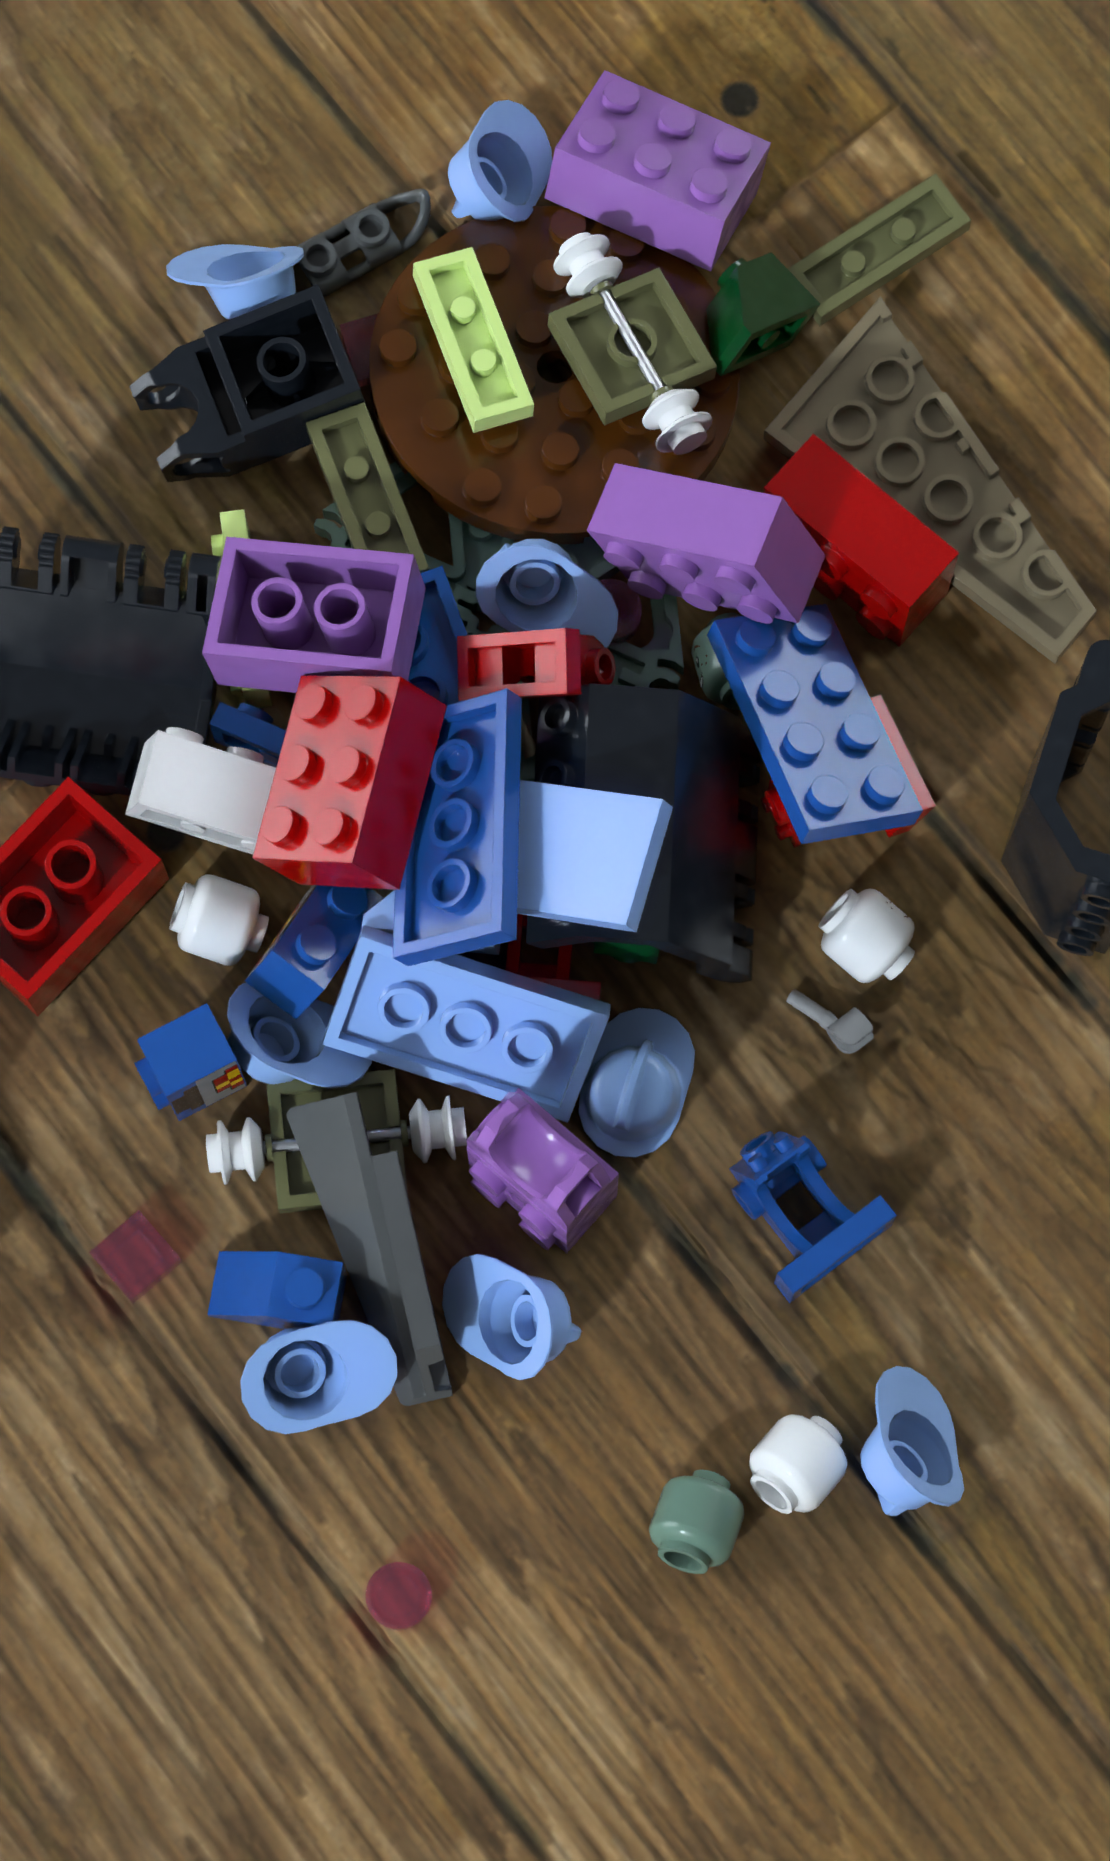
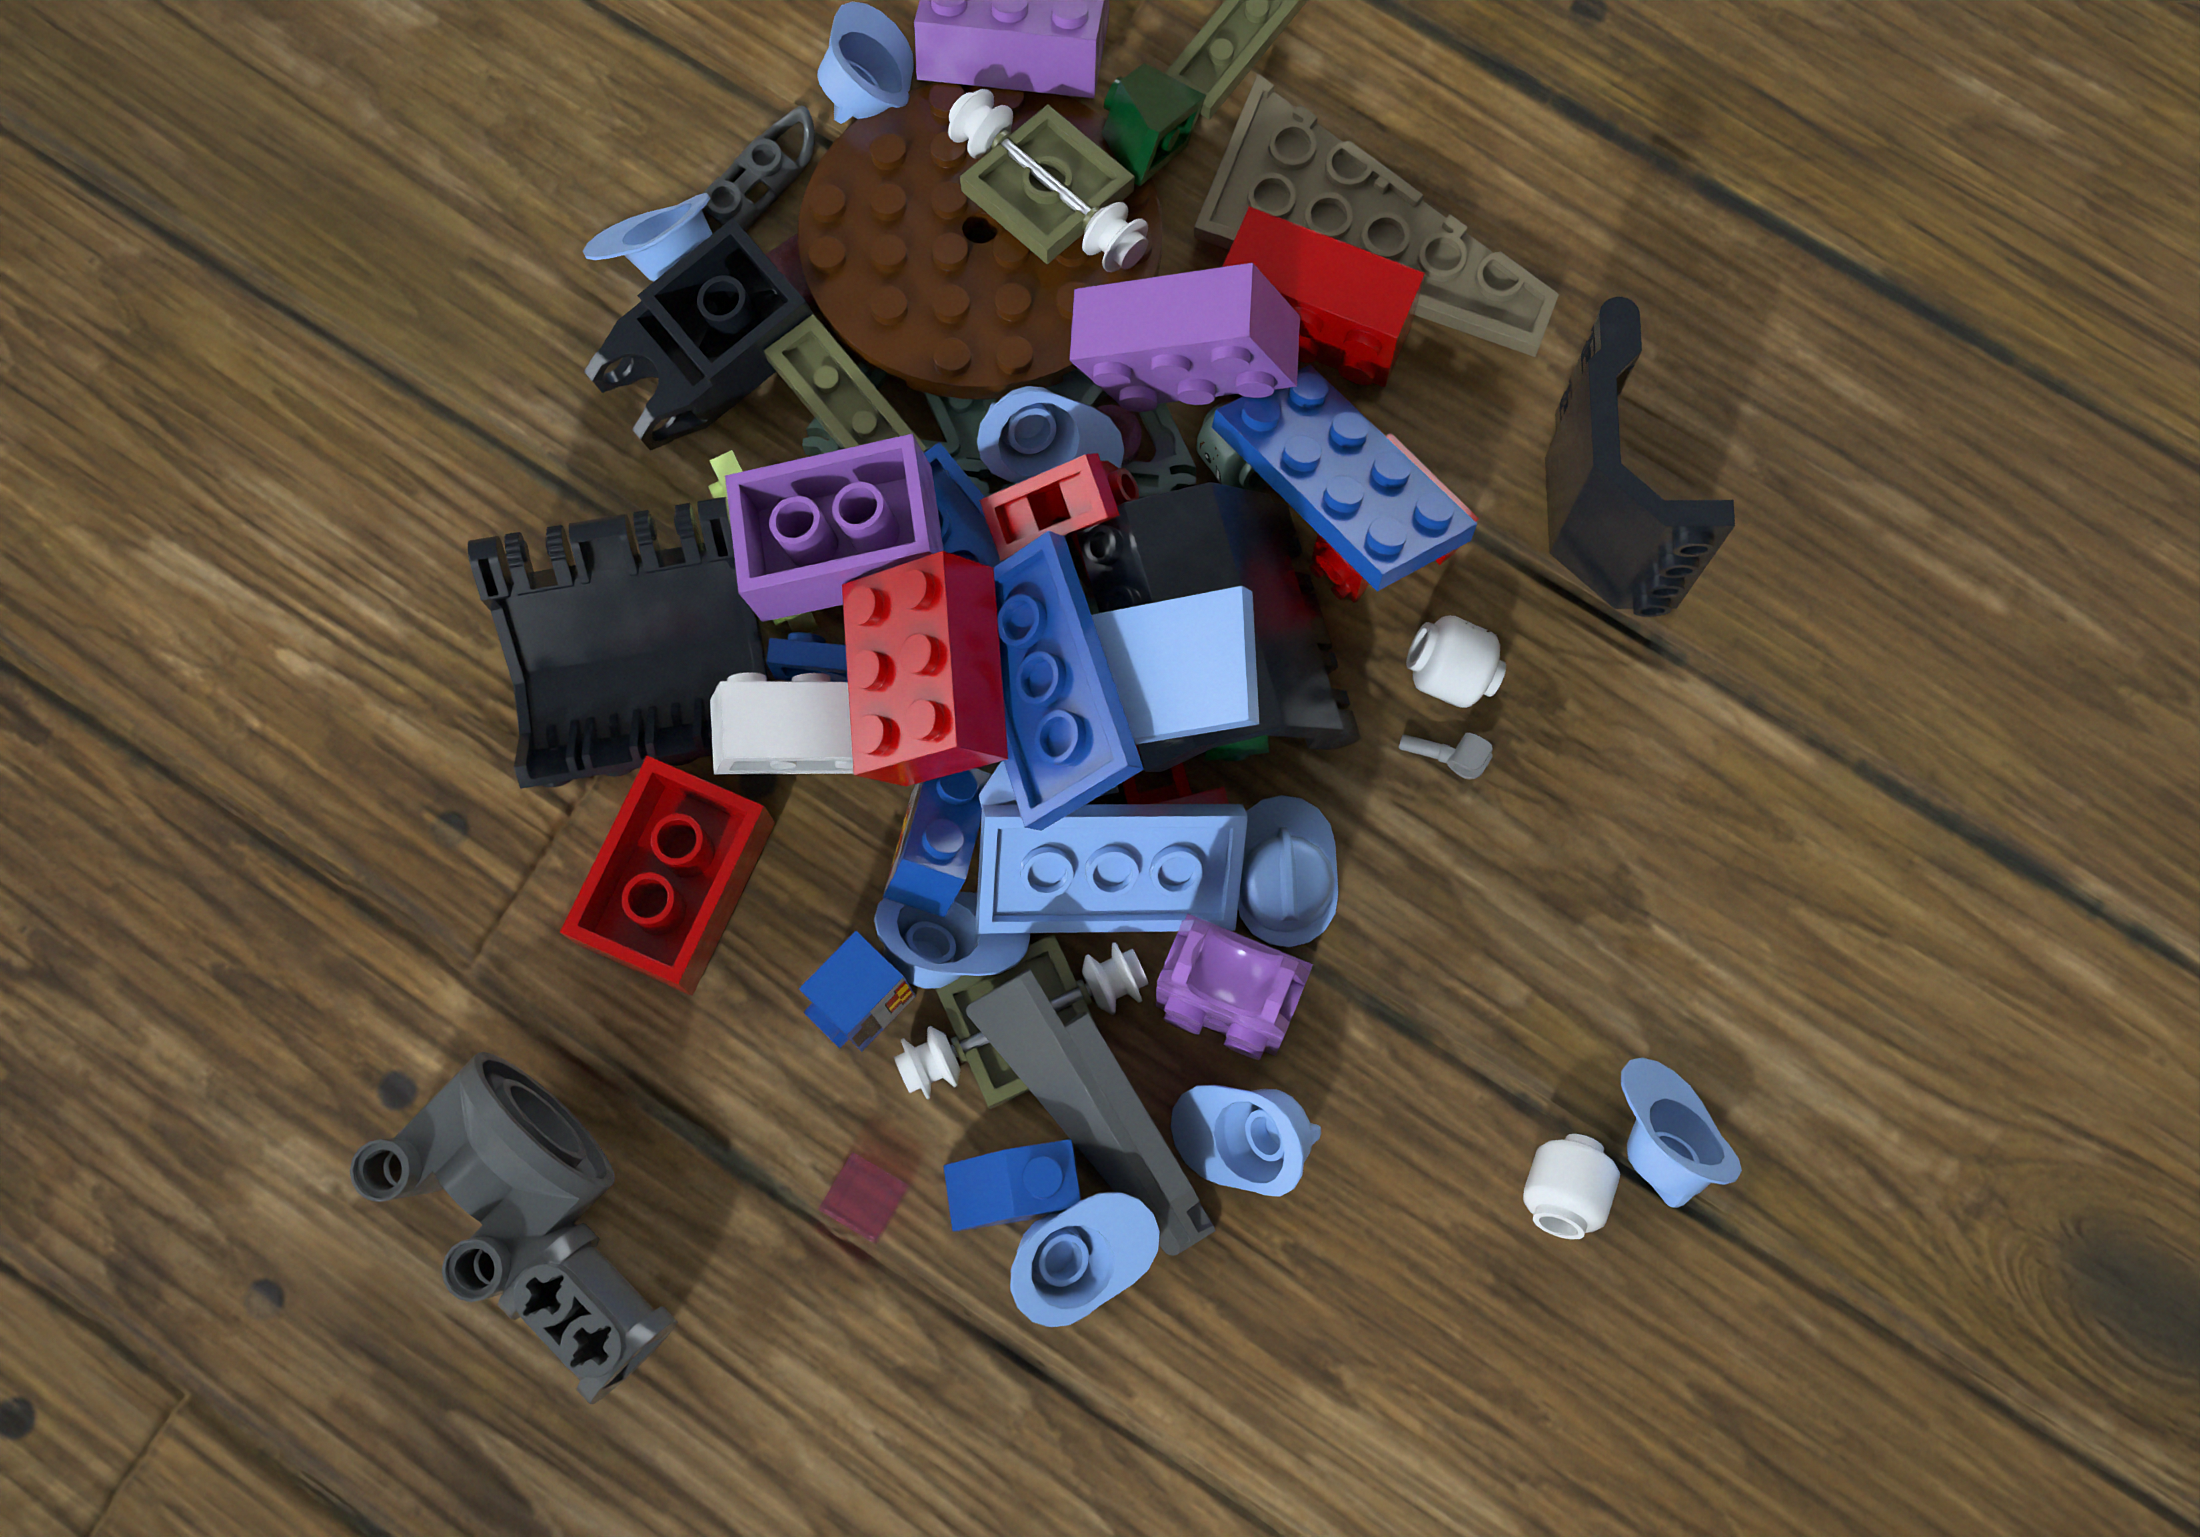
camera: 15 degrees left, 0 degrees up
(218, 919) = (836, 846): white head -> none
(398, 1596) = (1232, 1446): clear pink tile -> none
(473, 340) = (897, 223): yellowish green plate -> none
(696, 1522) = (1495, 1276): sand green head -> none
(771, 1169) = (1519, 961): blue tile -> none

